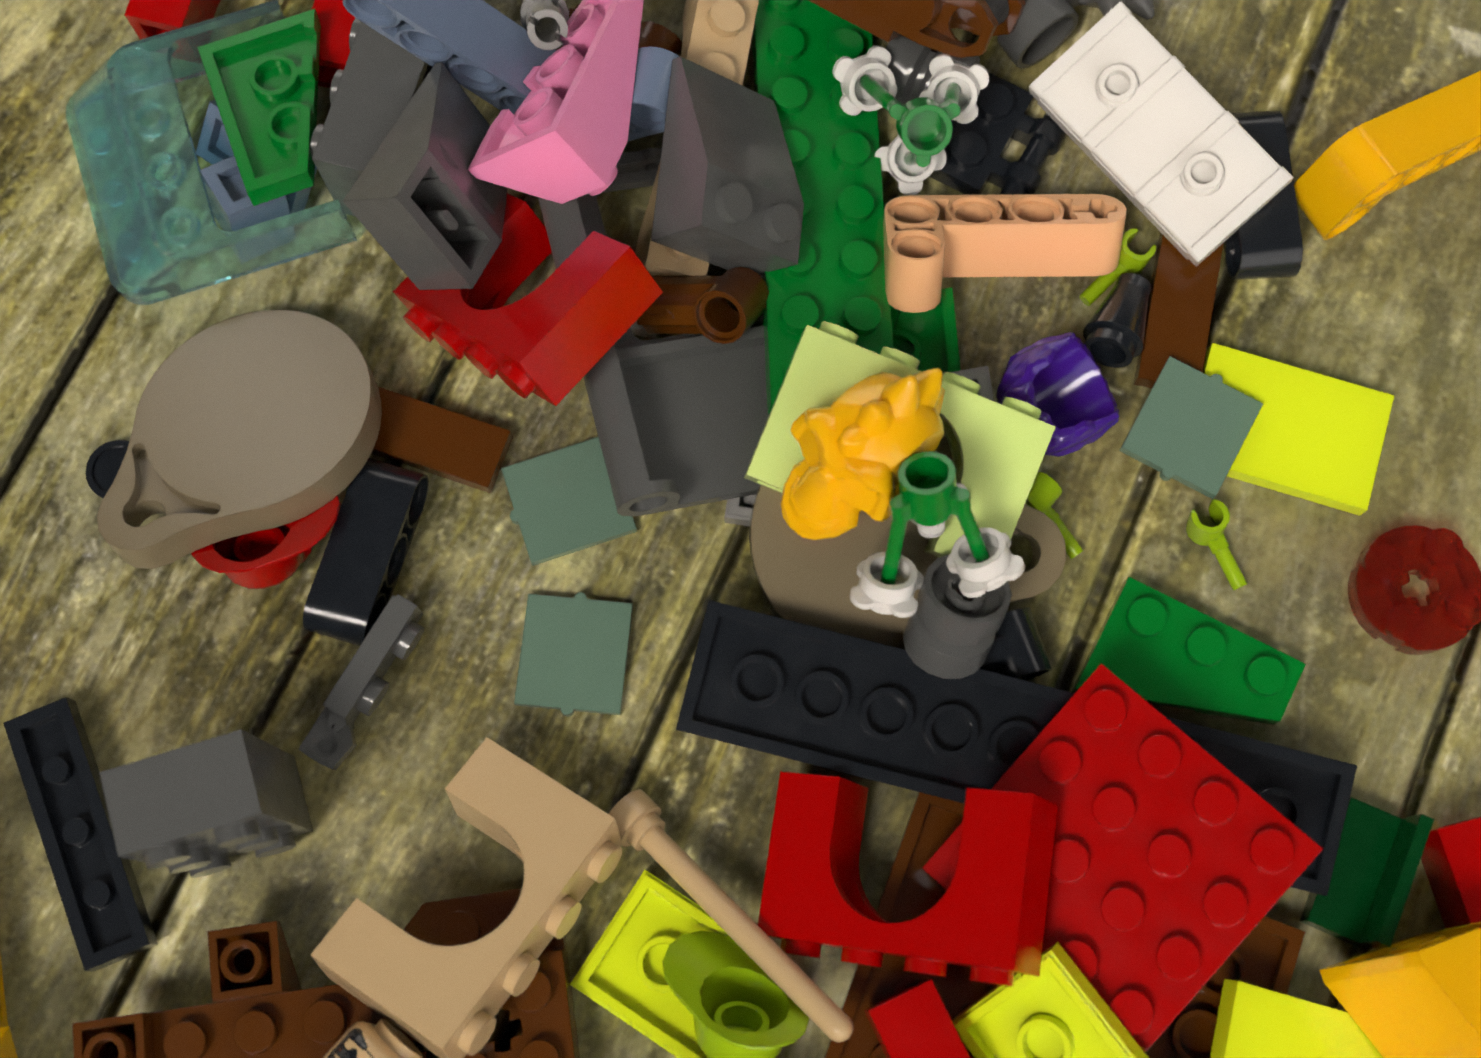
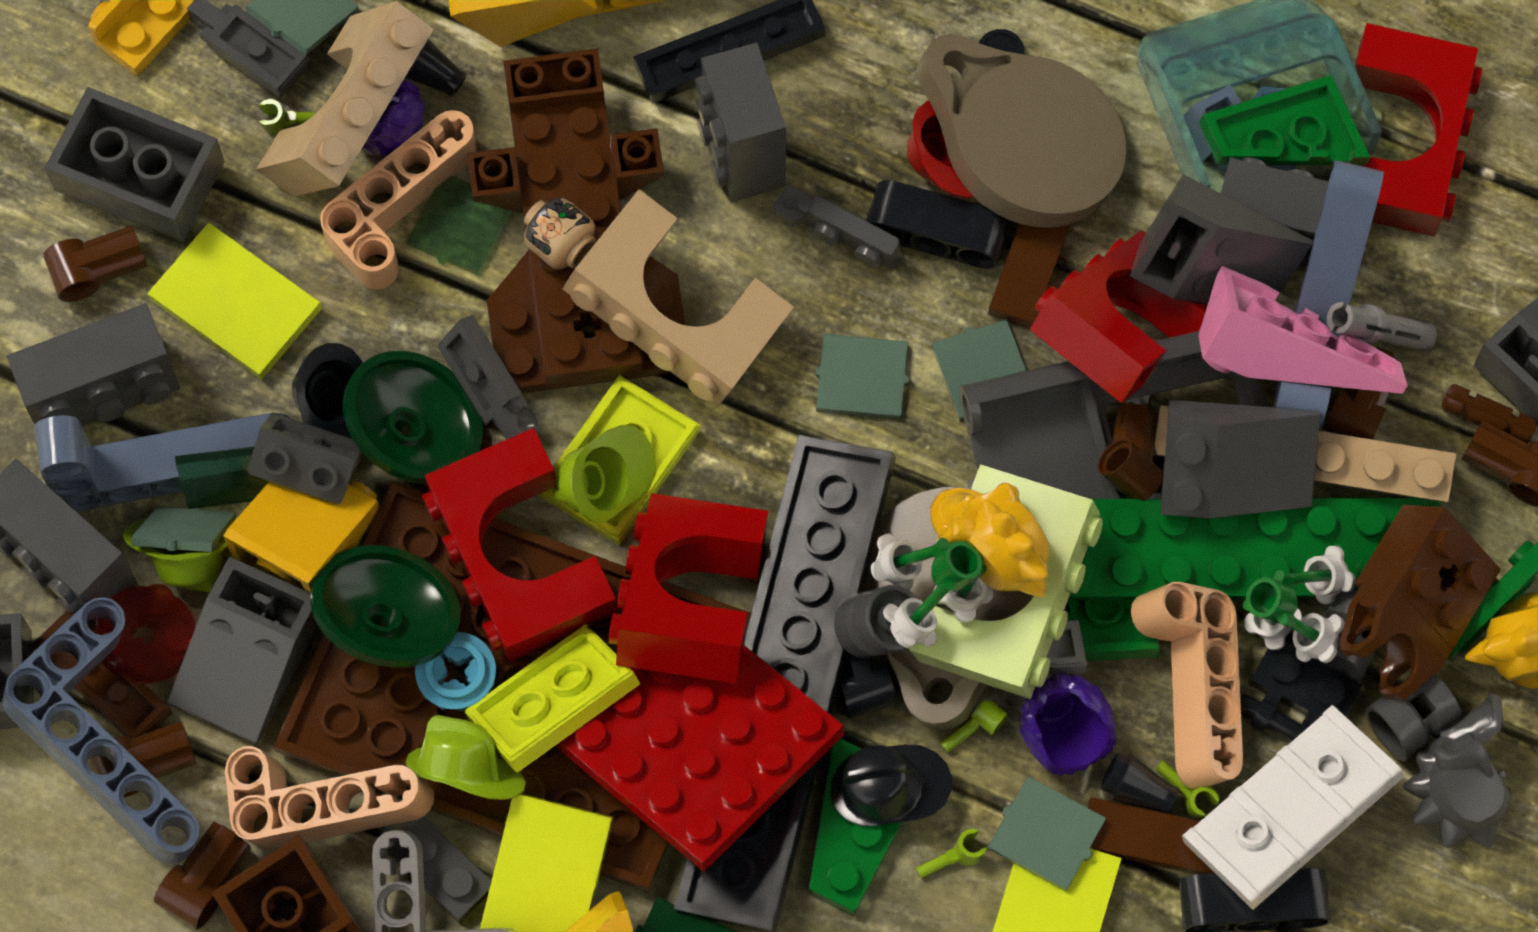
camera: 90 degrees right, 5 degrees down
(643, 829) = (733, 418): tan piece -> none
(1145, 615) = (891, 785): none -> black piece

